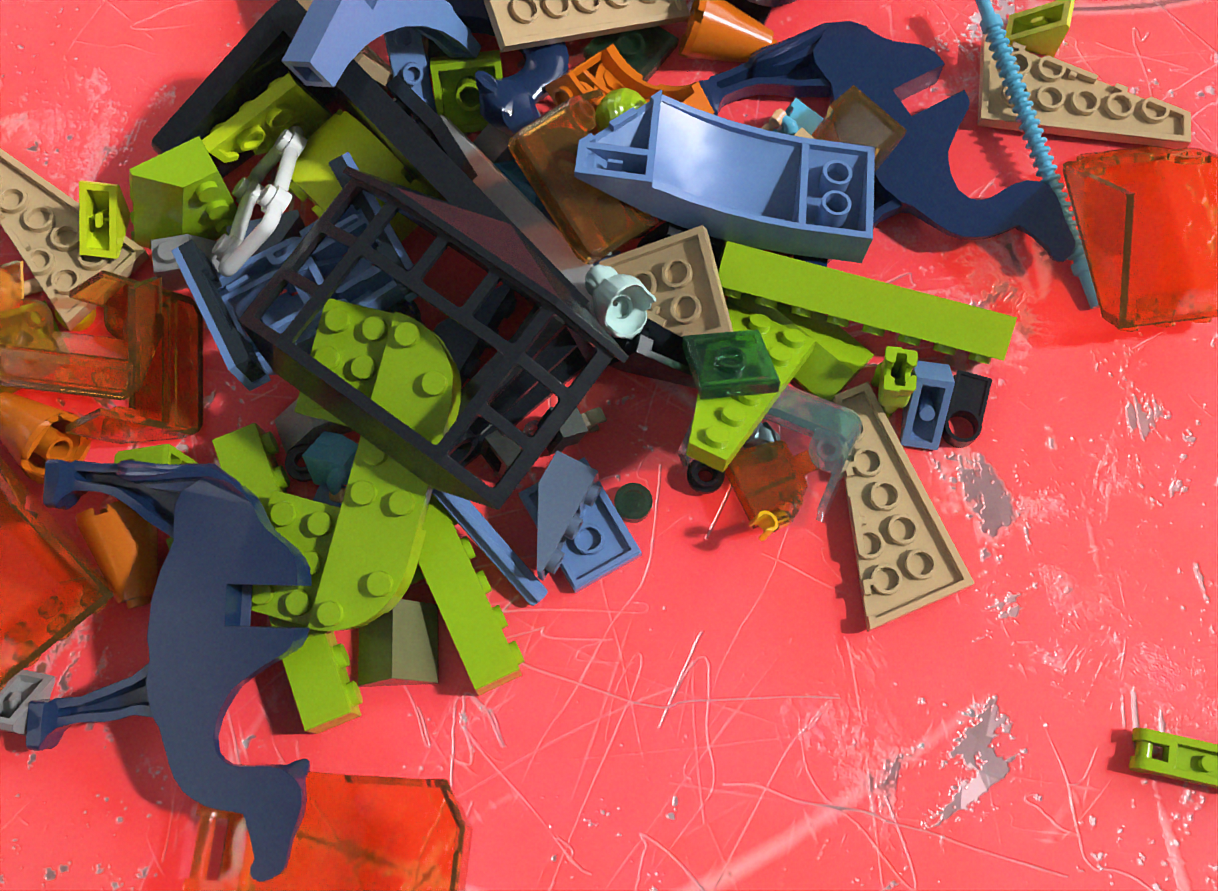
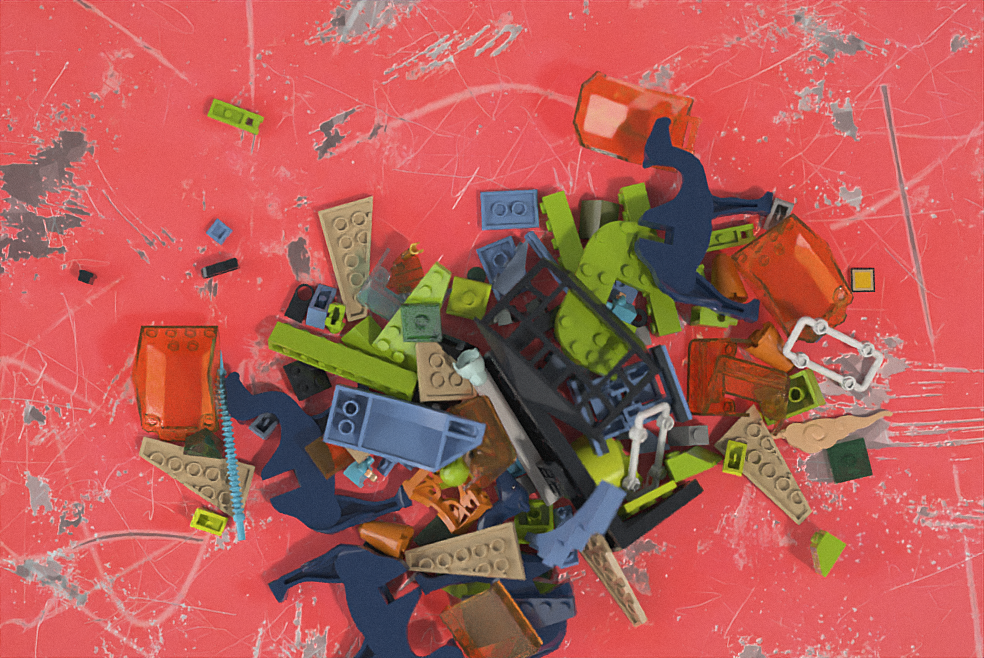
camera: 170 degrees left, 15 degrees up
(115, 645) = (731, 237): none -> lime plate
(584, 643) = (509, 209): none -> medium blue tile
(641, 455) = (468, 298): none -> neon yellow plate
(925, 267) = (306, 379): none -> black hinge
(985, 175) = (264, 425): none -> sand blue slope
(1081, 138) = (204, 444): none -> slope
(1136, 449) = (220, 268): none -> black piece
(1155, 523) = (219, 231): none -> medium blue tile

